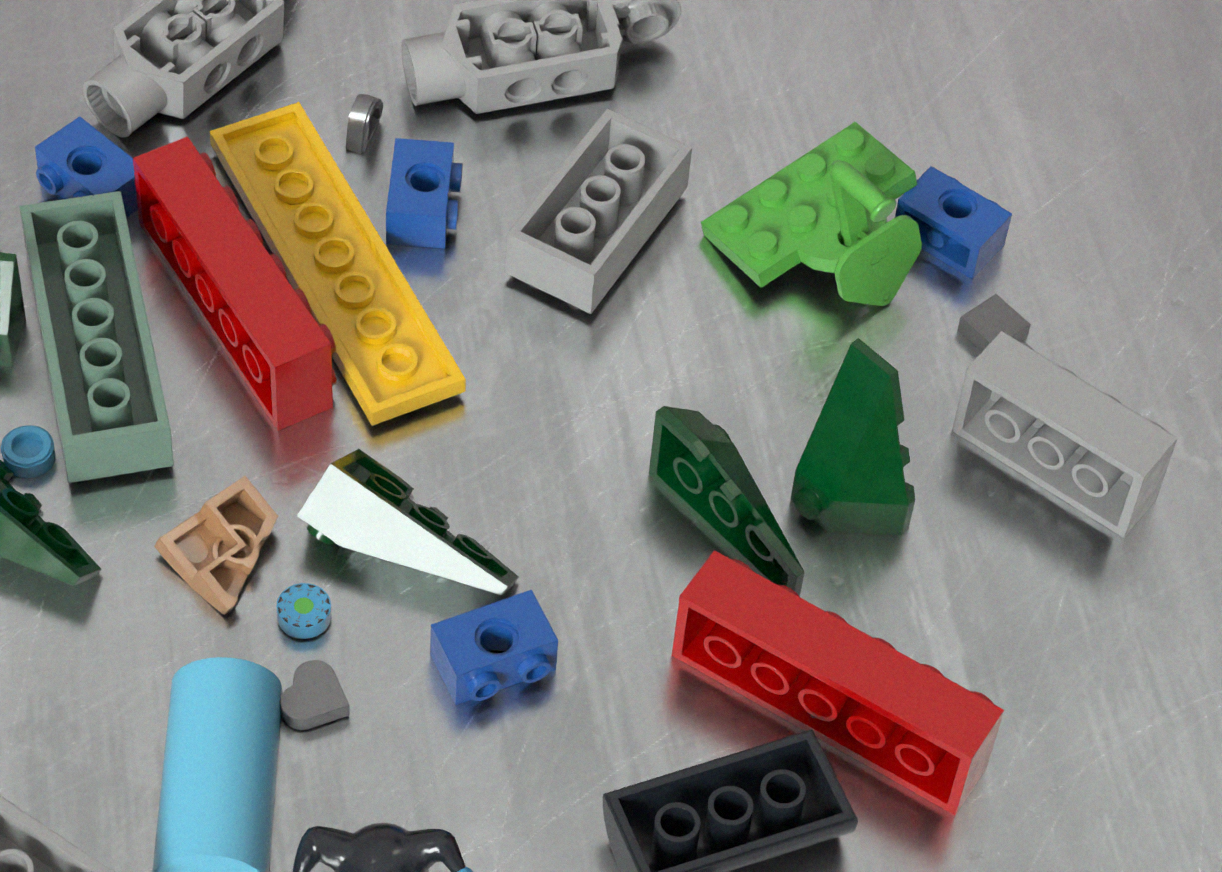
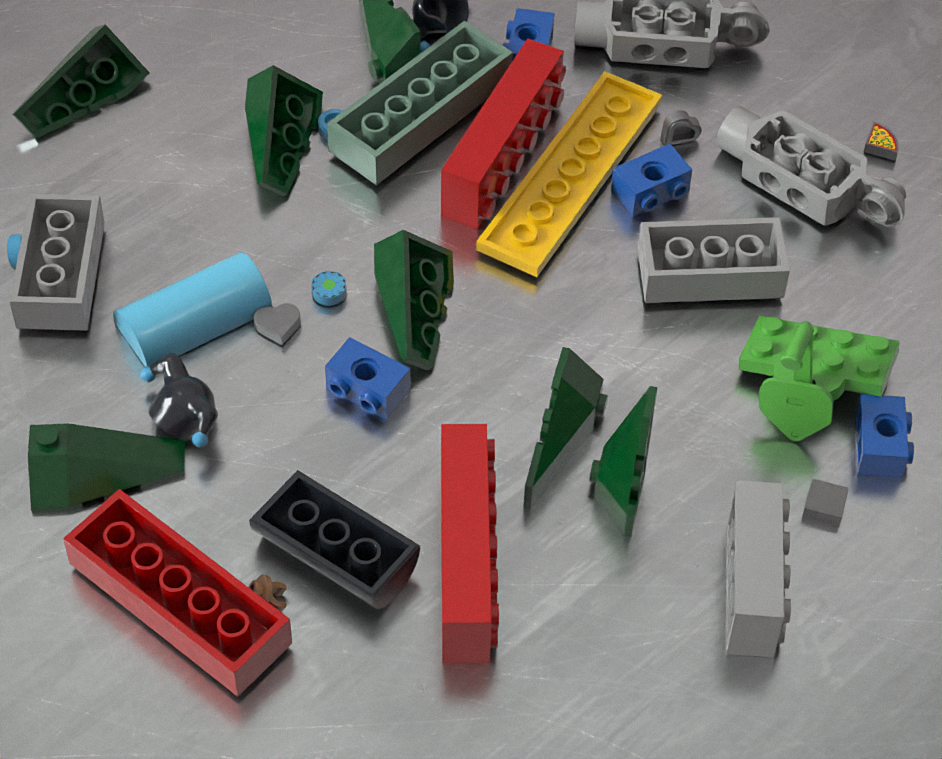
camera: 60 degrees right, 0 degrees up
(220, 543) = (341, 229): medium nougat slope -> none

